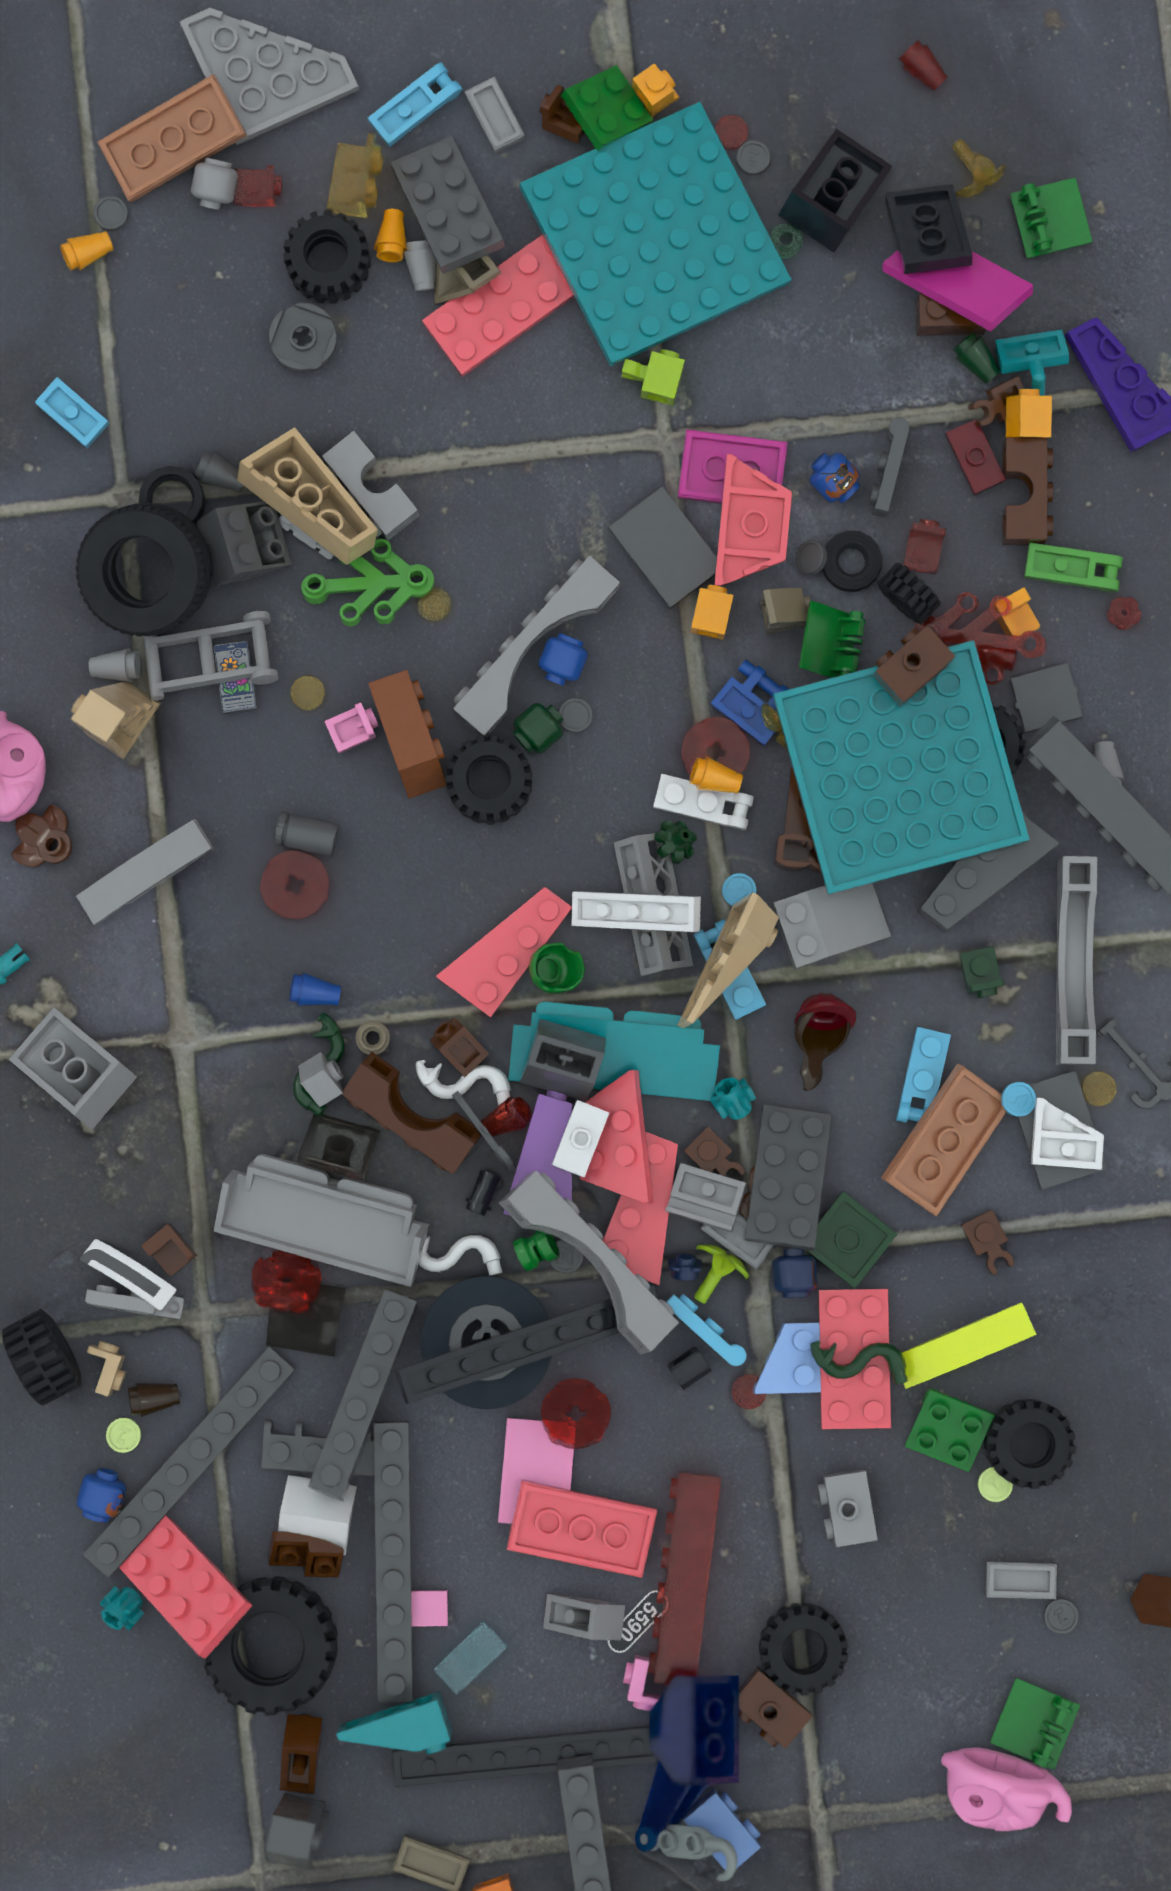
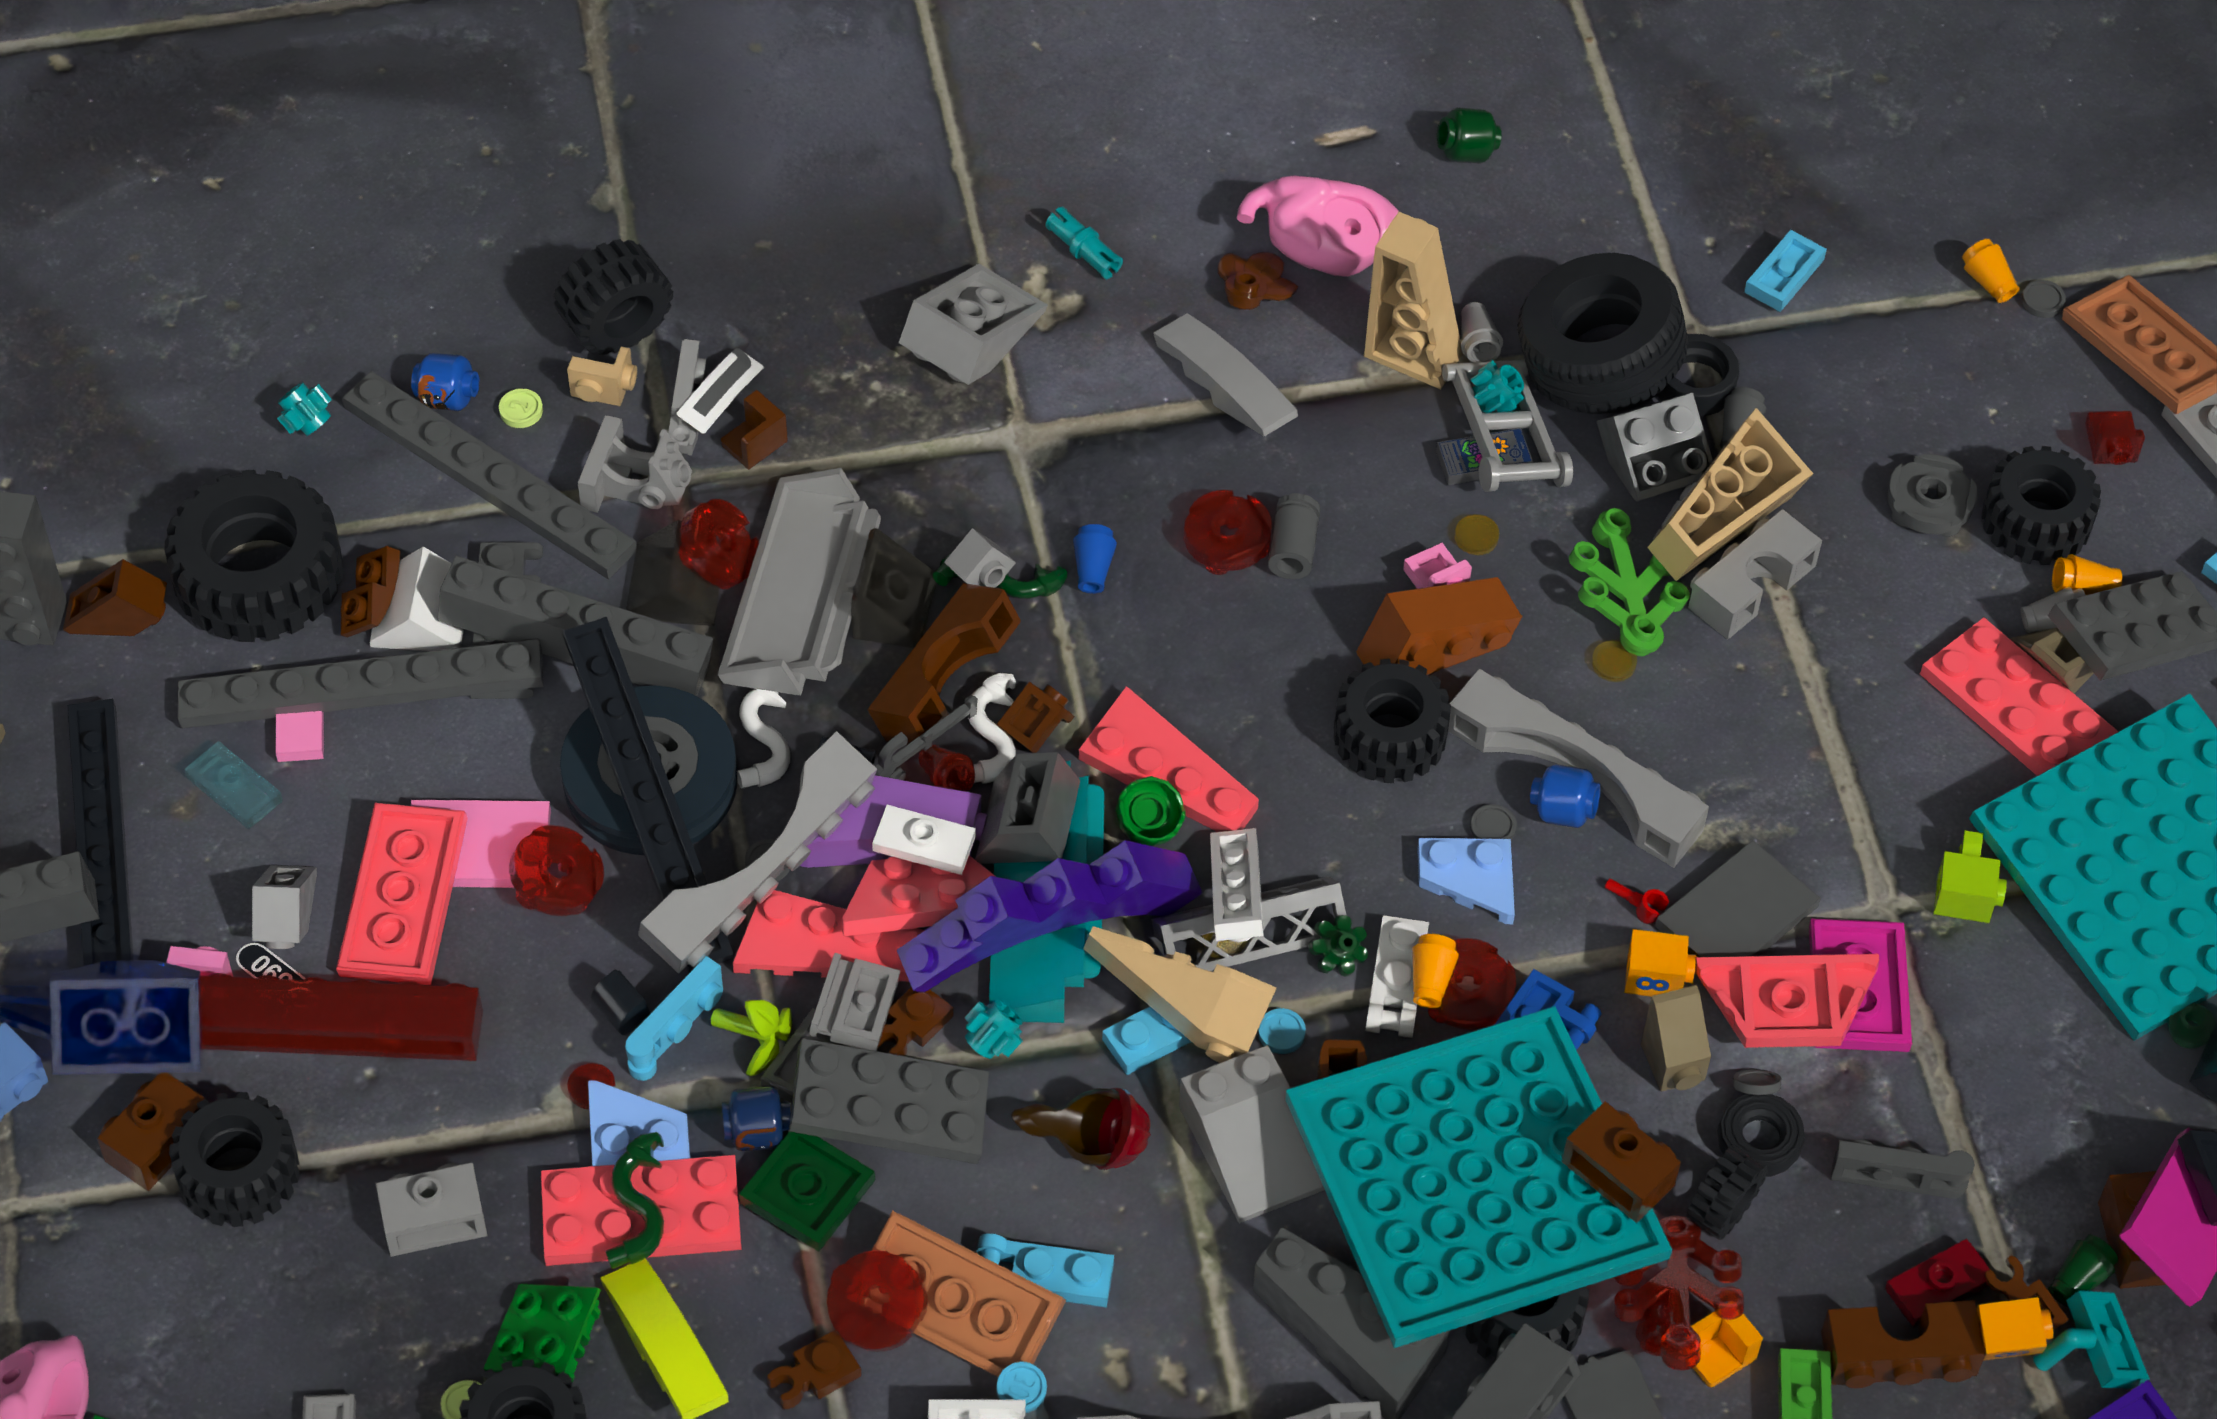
camera: 85 degrees right, 30 degrees down
(151, 1397) = (567, 424): dark brown cone -> none
(180, 658) = (1497, 388): none -> teal gear
(185, 1586) = (329, 455): coral plate -> none
(193, 1362) = (612, 463): none -> light grey tile
(214, 183) = (2107, 387): light grey head -> none
(353, 178) = (2153, 533): clear yellow bracket -> none
(365, 1029) = (1039, 616): dark tan plate -> none
(403, 1727) = (145, 710): teal slope -> none
(536, 1249) = (770, 810): green wheel -> none
(538, 728) = (1468, 772): dark green head -> none
(617, 737) = (1469, 872): none -> light blue wing
(650, 617) = (1644, 912): none -> red hand
(655, 1047) = (1063, 894): none -> dark purple arch
(685, 1267) = (758, 985): dark blue plate -> none
(831, 641) = (1650, 1091): green hinge -> none
(834, 477) = (1873, 1099): blue head -> none
(924, 546) = (1798, 1223): clear red bracket -> none
(963, 1205) = (899, 1316): none -> clear red plate
(981, 972) = (1200, 1335): dark green bracket -> none

